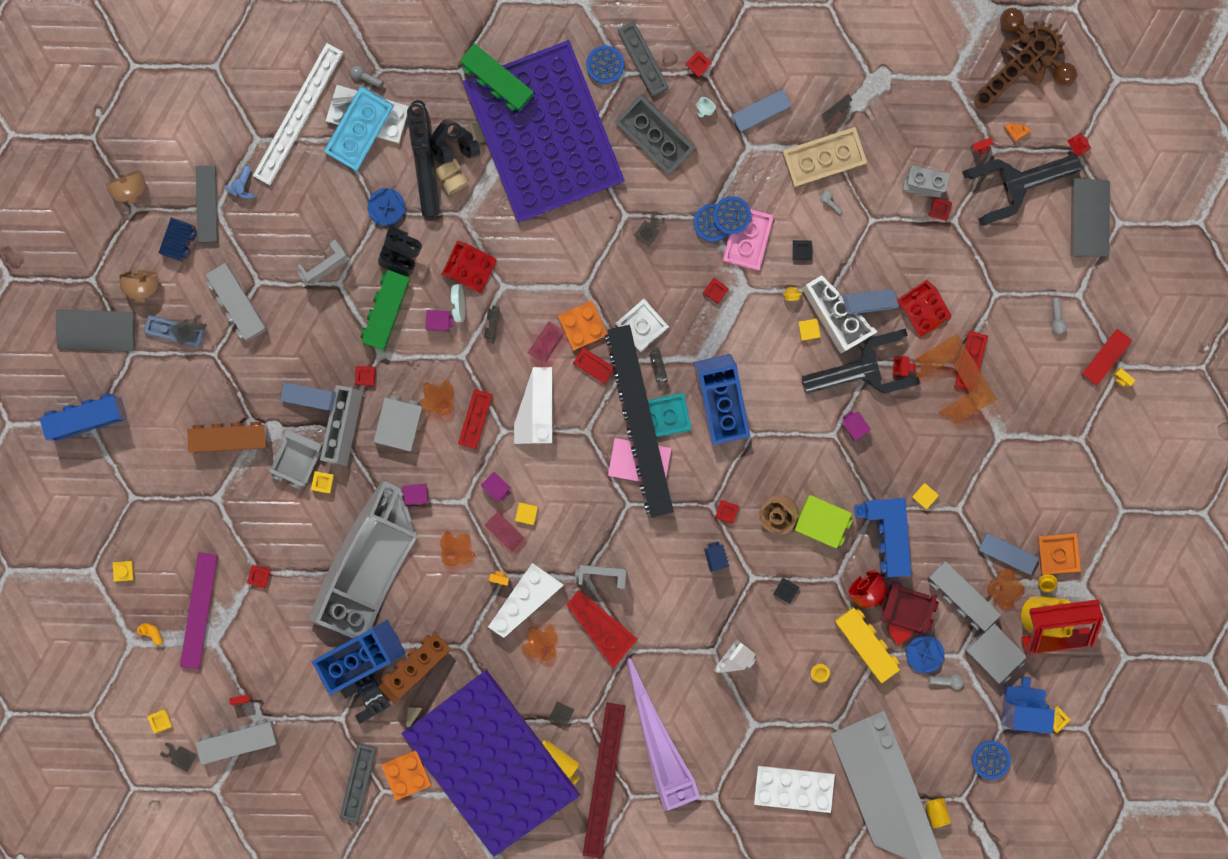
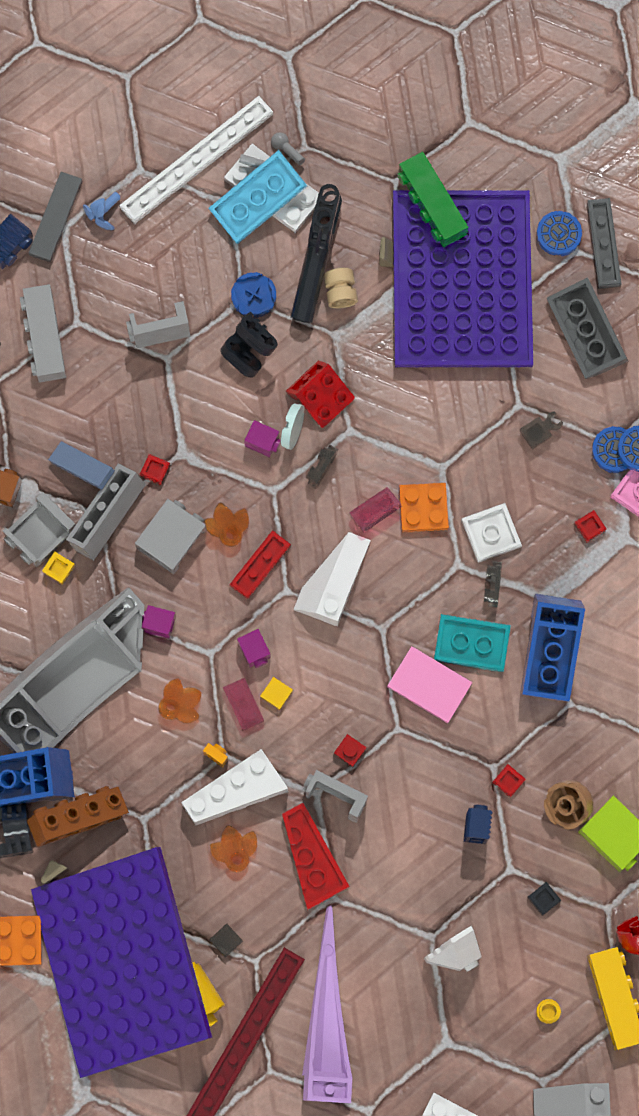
camera: 20 degrees right, 10 degrees down
(386, 310) = (208, 404): green brick -> none
(442, 152) = (341, 254): black piece -> none
(593, 365) = (418, 556): red tile -> none
(598, 535) = (350, 750): none -> red plate
(640, 421) = (448, 637): black brick -> none

